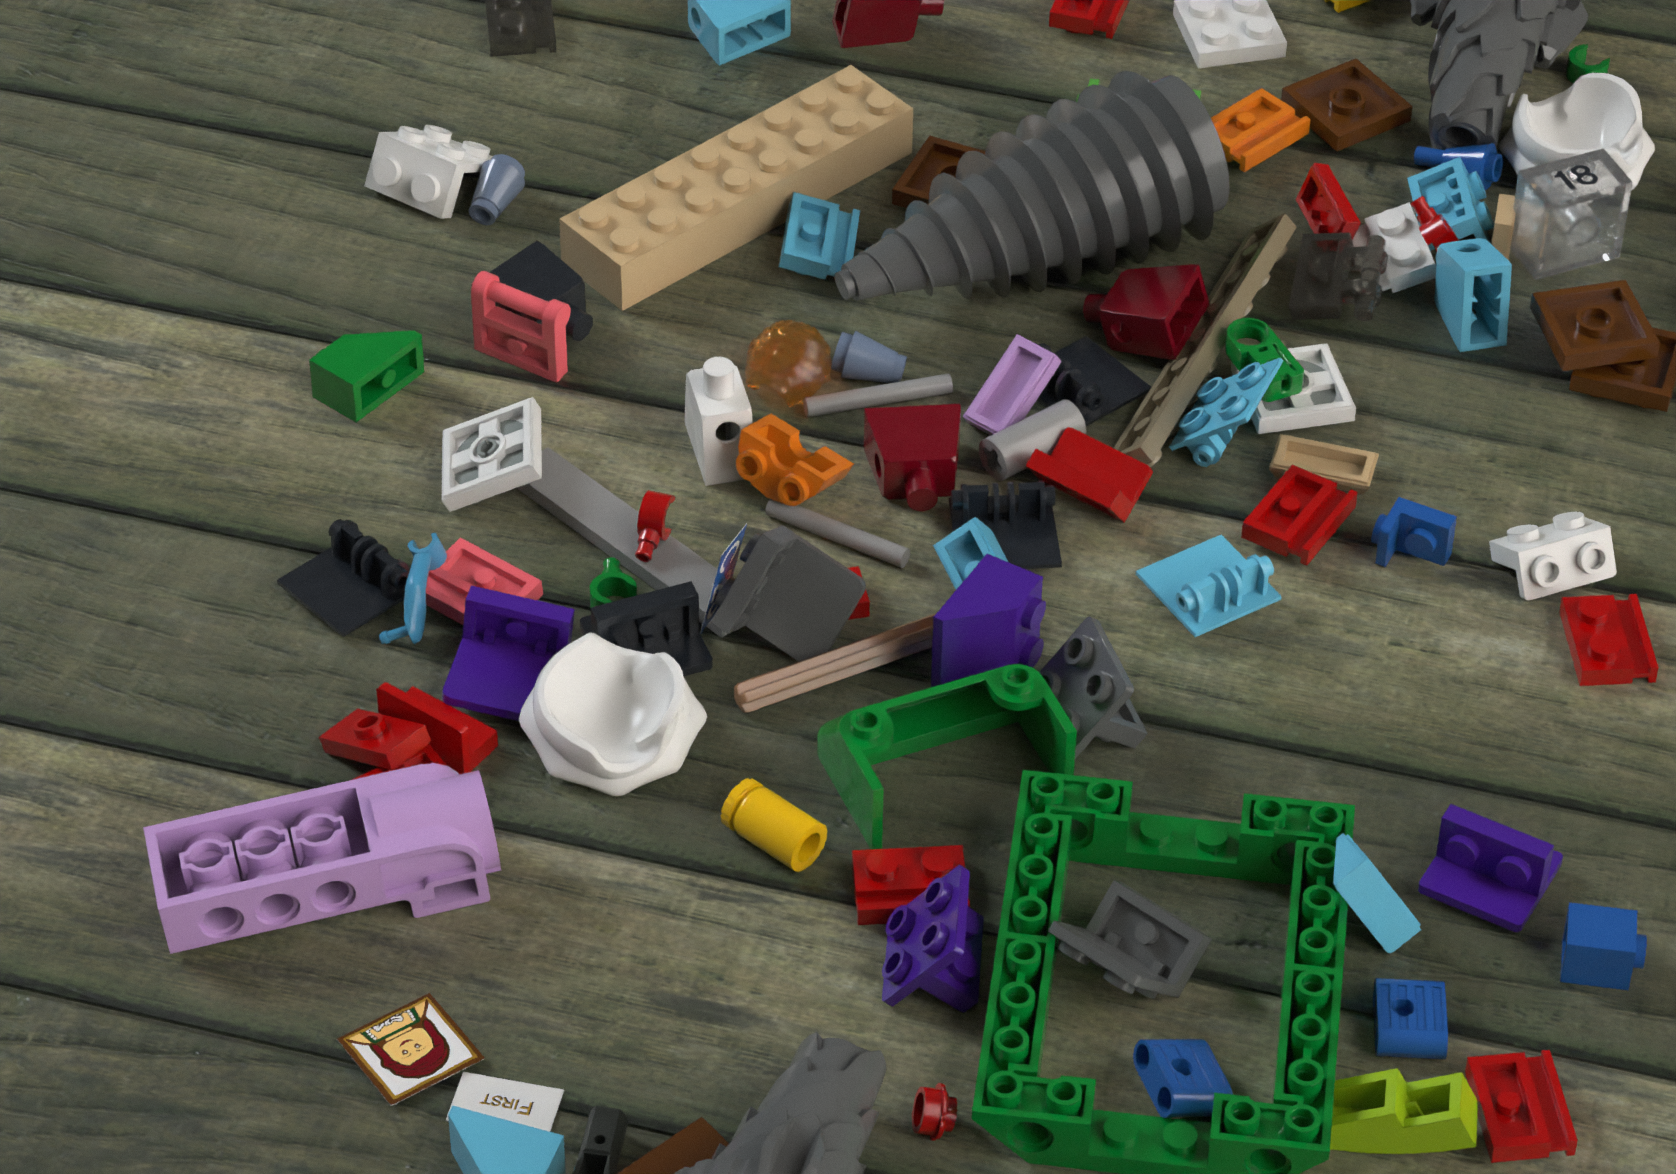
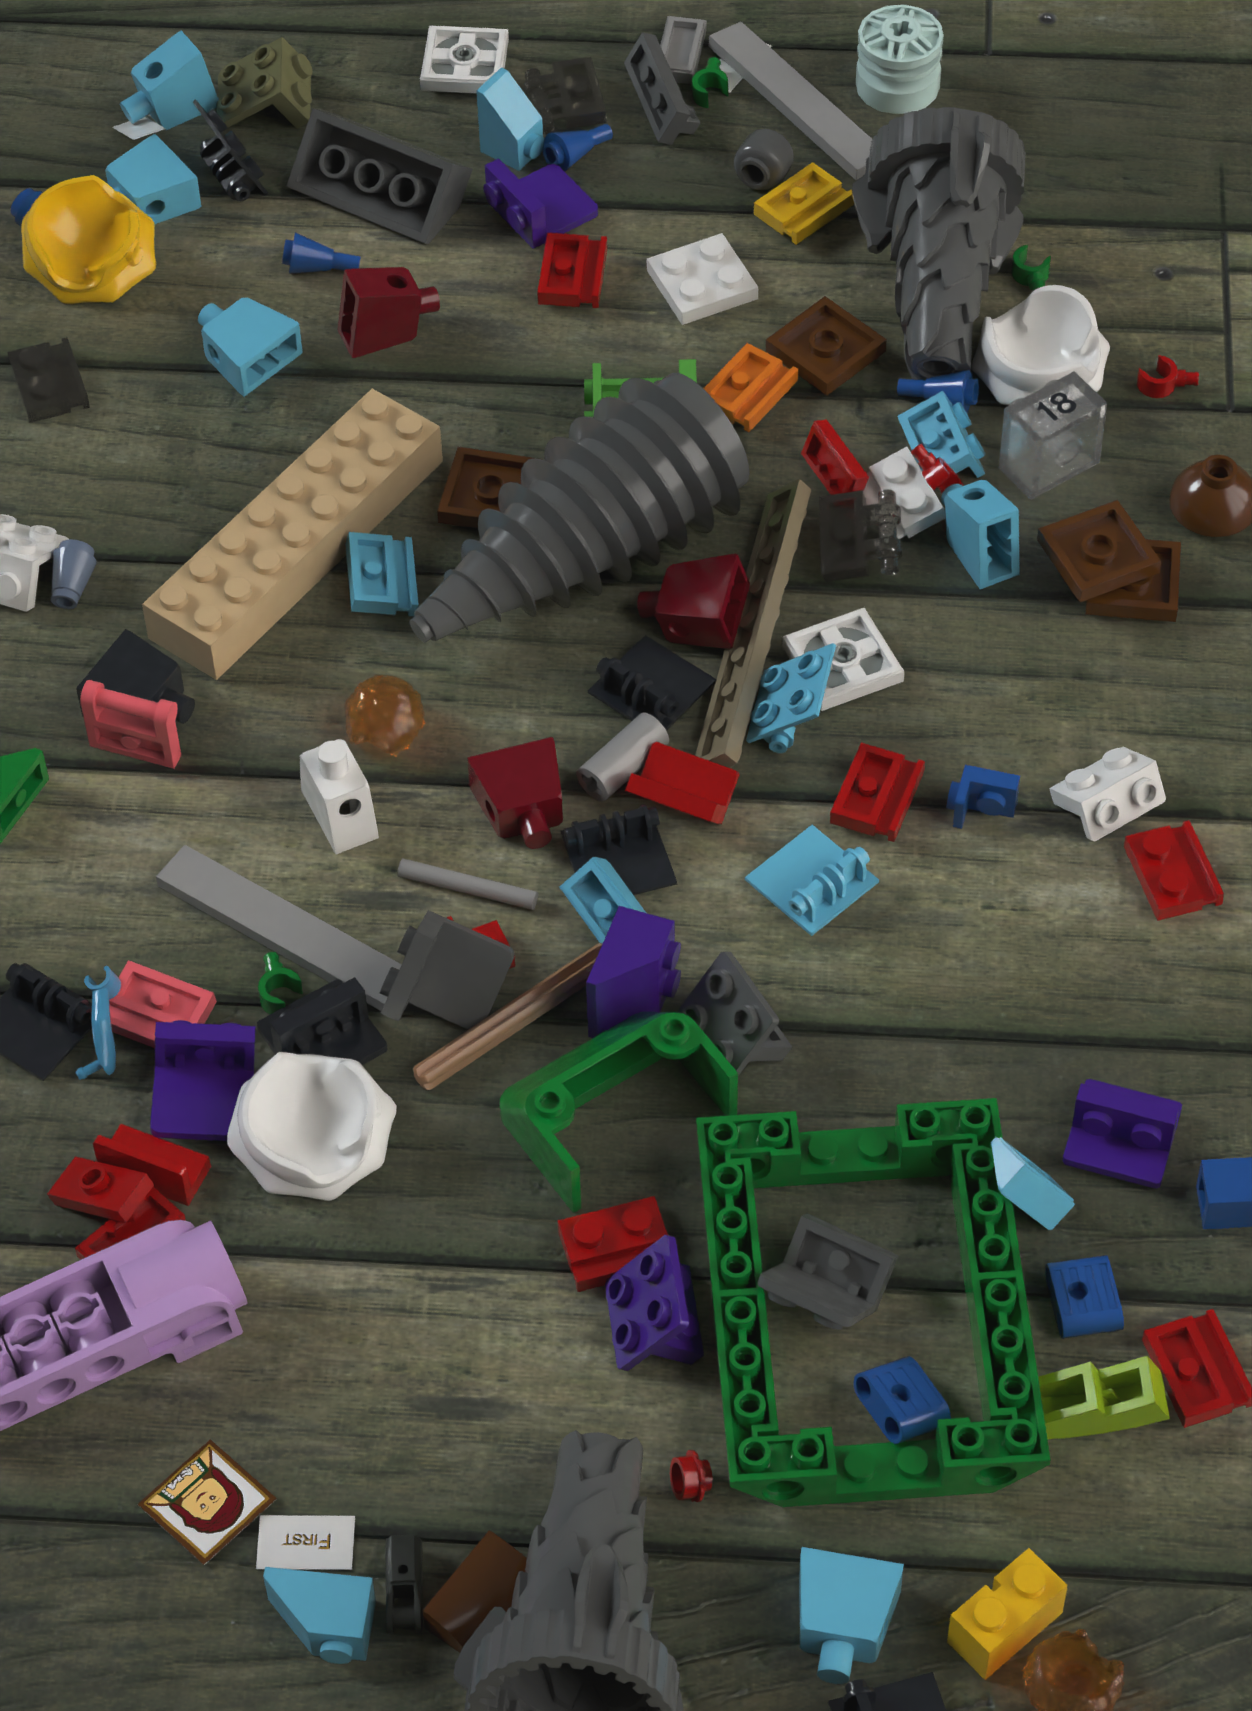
camera: 10 degrees left, 10 degrees up
(491, 454) = (136, 865): white piece -> none
(651, 523) = (302, 914): red piece -> none
(724, 572) = (384, 970): blue sticker -> none
(774, 824) = (482, 1208): yellow piece -> none
(780, 465) = (406, 830): orange cylinder -> none
(867, 359) = (455, 697): sand blue cone -> none
(878, 395) = (471, 731): light grey bar -> none
(1012, 386) = (594, 707): lavender tile -> none
(1290, 375) = (813, 635): green piece -> none
(1343, 465) = (887, 730): tan tile -> none
(1504, 224) = (994, 455): tan tile -> none

